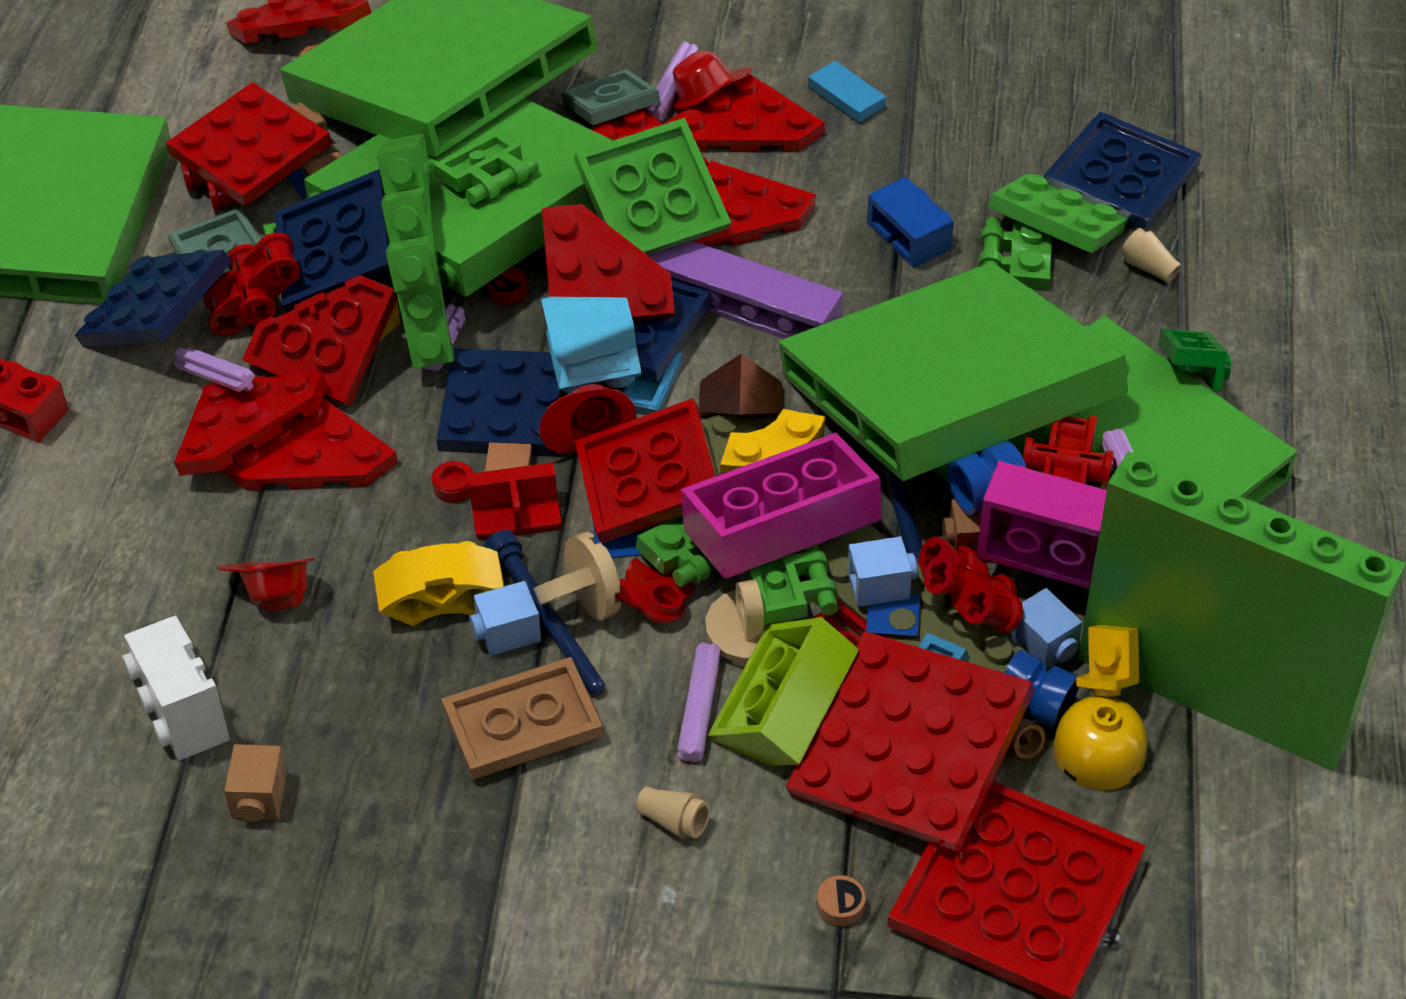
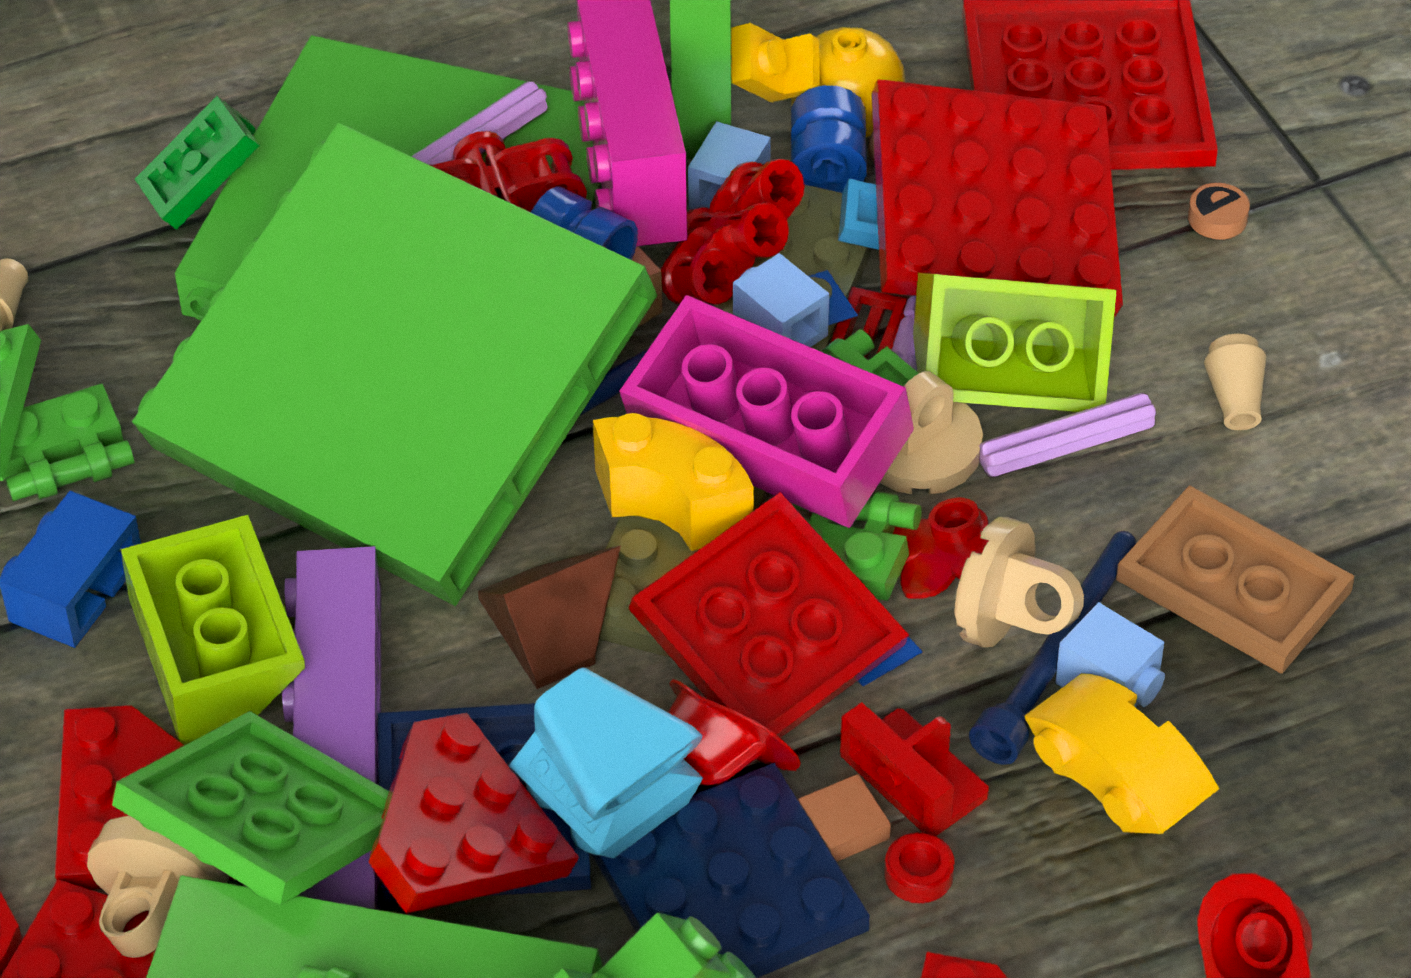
camera: 120 degrees left, 0 degrees up
(818, 236) = (211, 624): none -> lime slope

